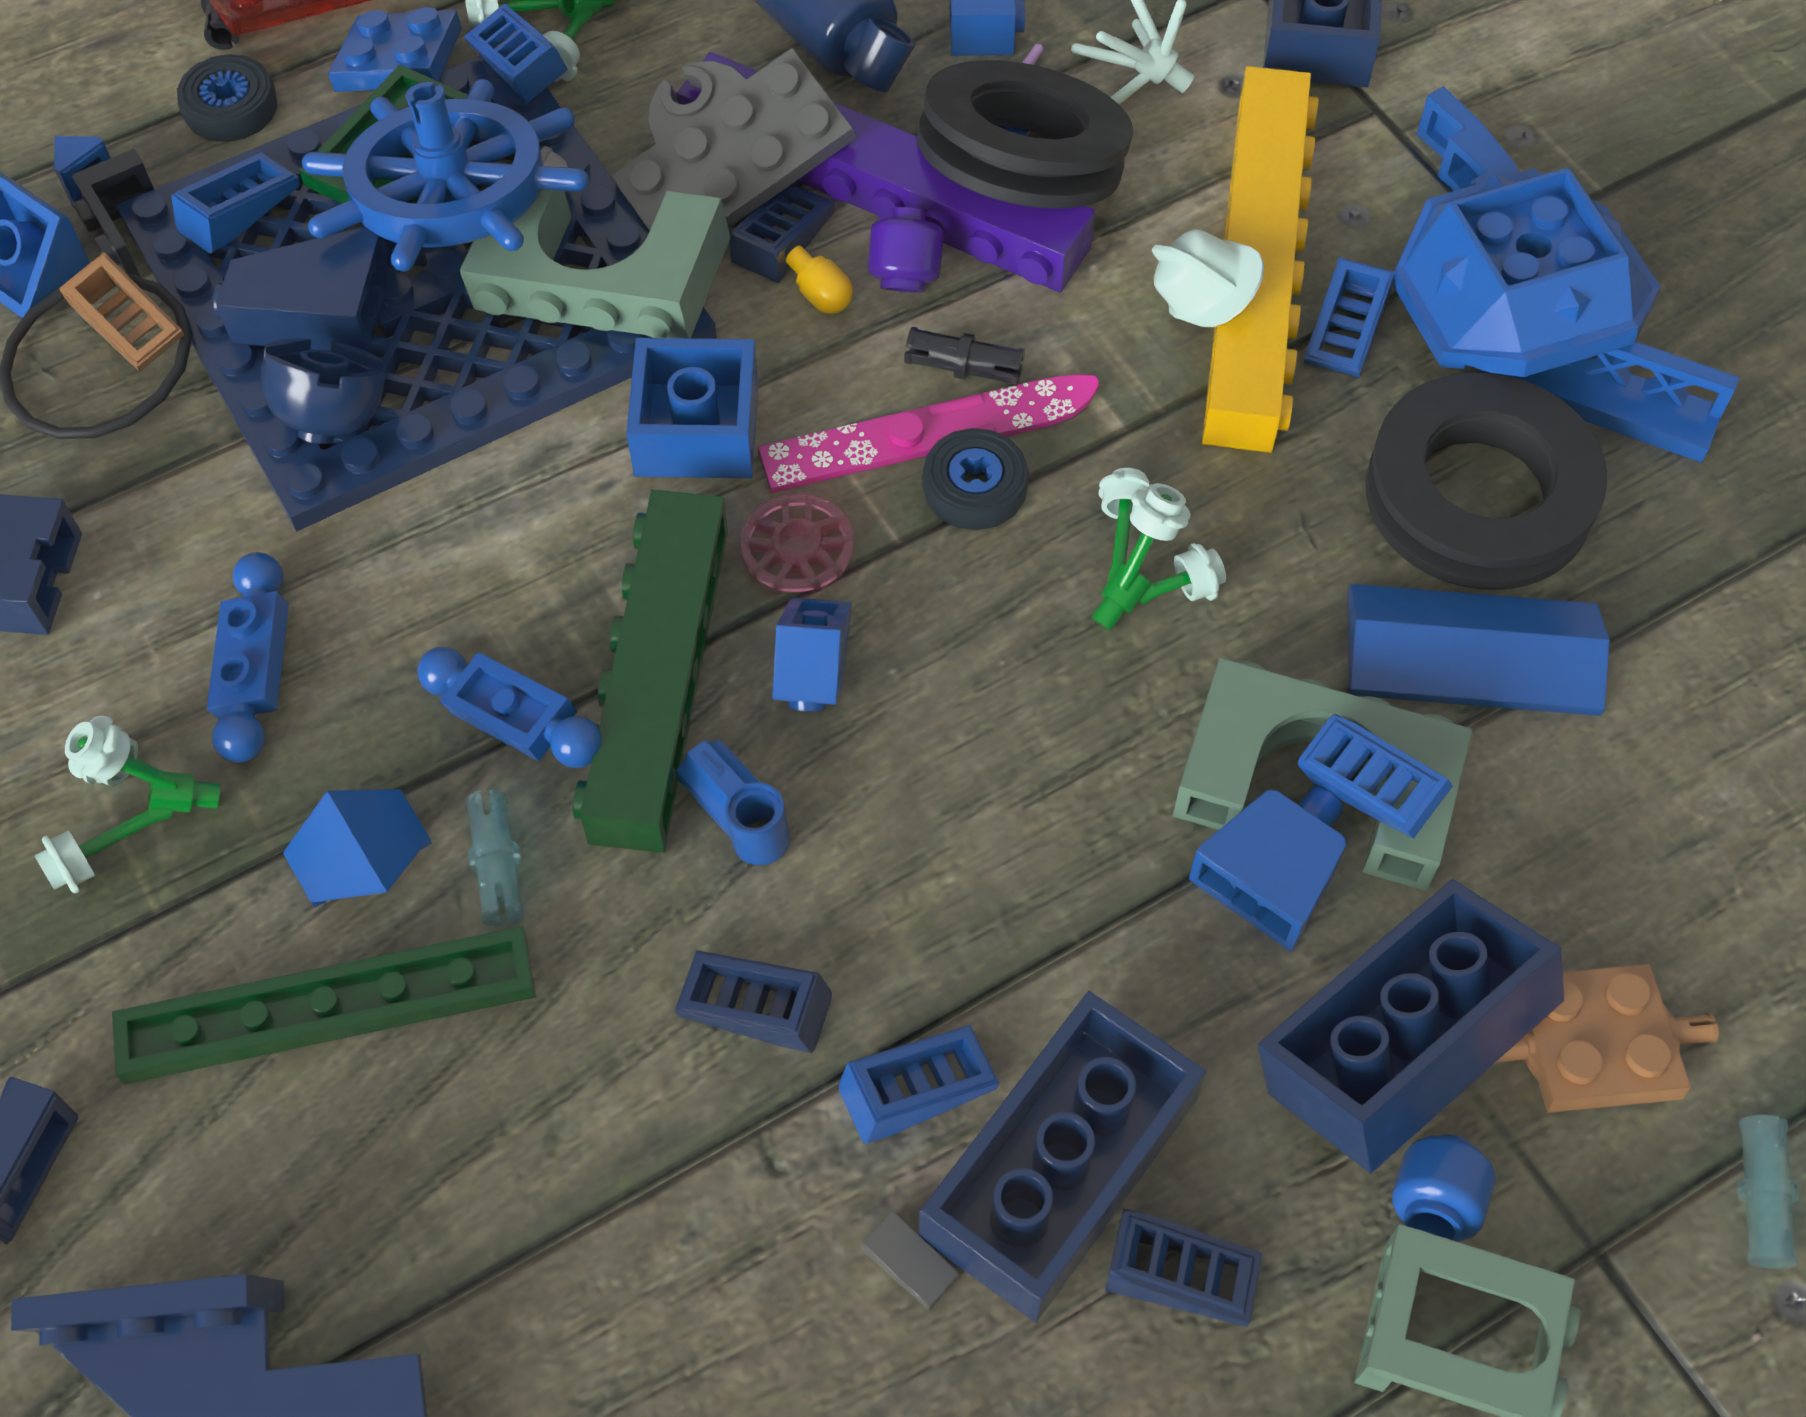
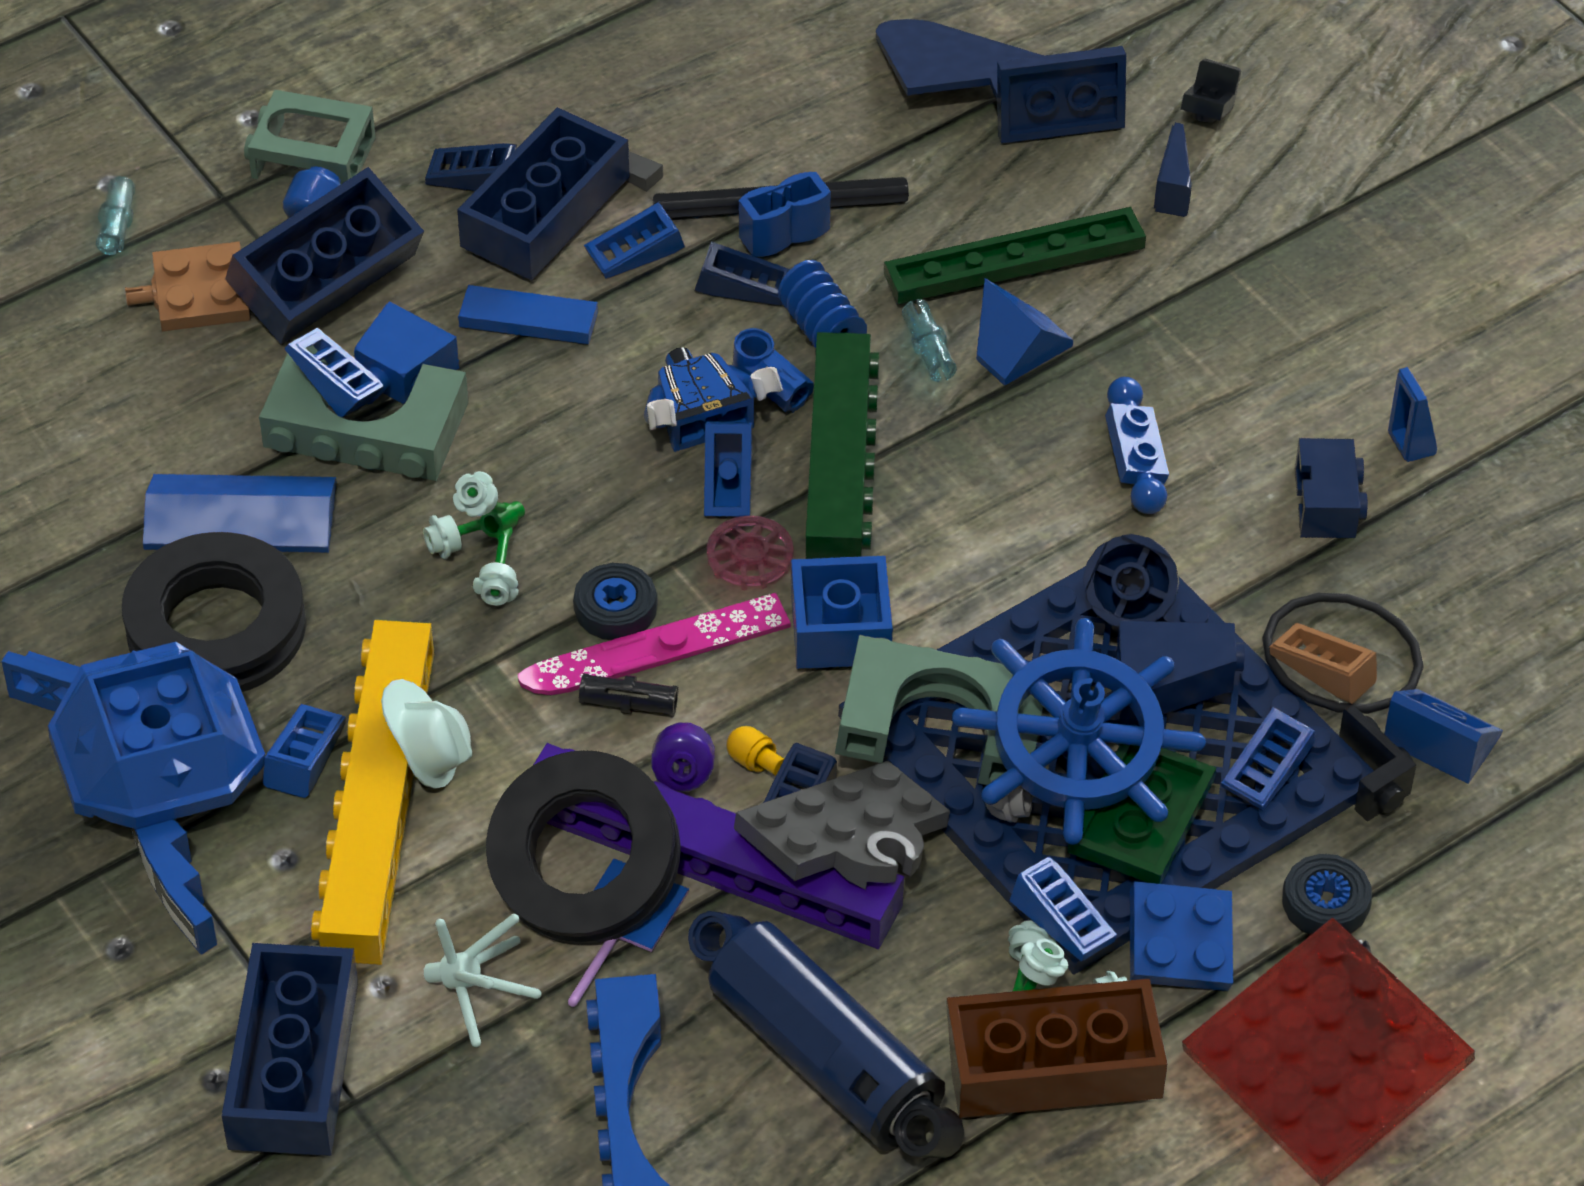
camera: 175 degrees right, 10 degrees down
(74, 155) = (1423, 804): blue slope -> none
(108, 756) = (1193, 312): plant -> none
(509, 706) = (939, 414): blue plate -> none
(642, 897) = (818, 302): none -> blue piece
(673, 1164) = (727, 200): none -> black axle
(688, 1073) = (784, 214): none -> blue brick
(839, 753) = (703, 391): none -> blue torso
(1088, 952) = (528, 314): none -> blue tile

